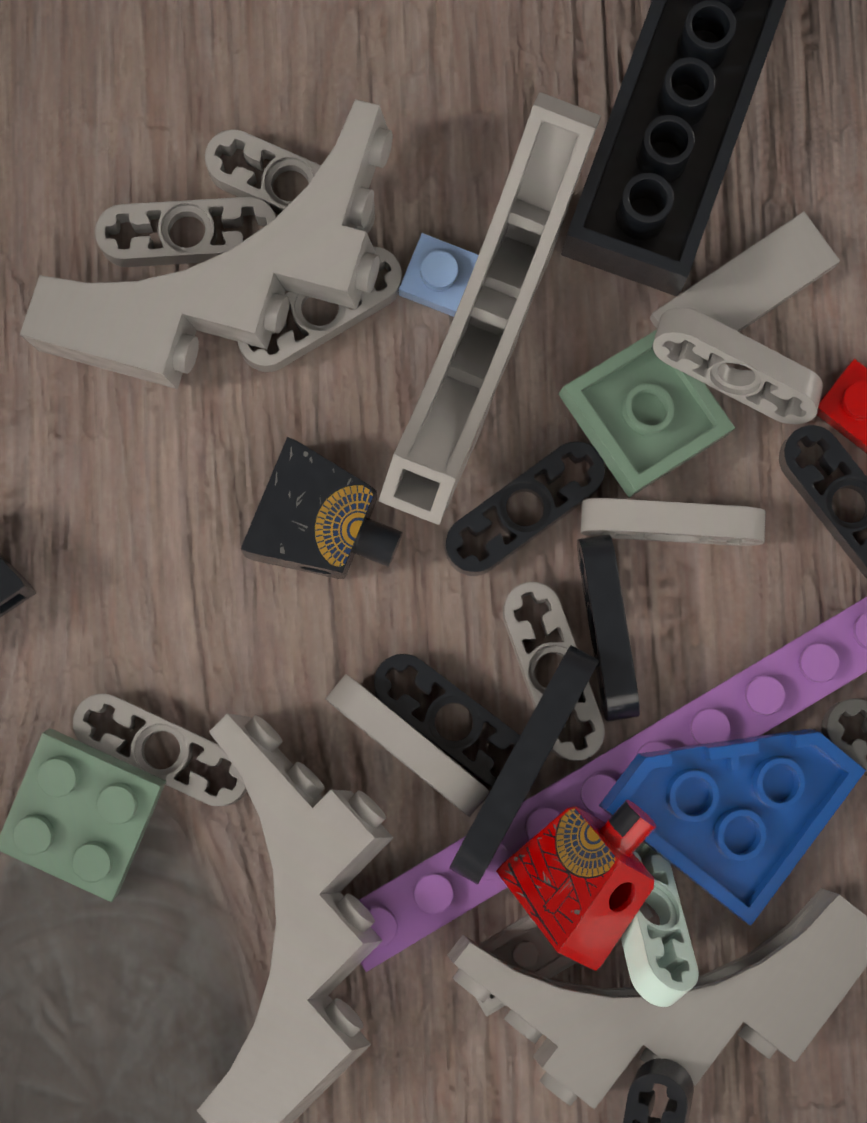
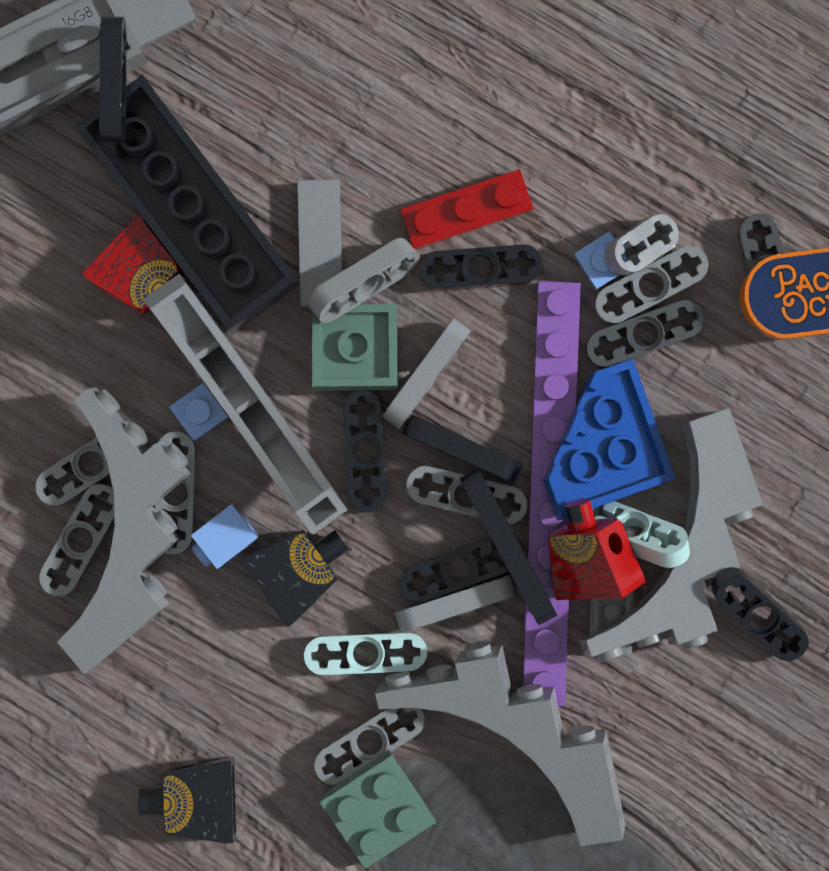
camera: 55 degrees left, 5 degrees up
(230, 643) = (355, 668): none -> light aqua beam
(303, 401) = (223, 537): none -> light blue brick
(569, 66) = (133, 266): none -> red torso

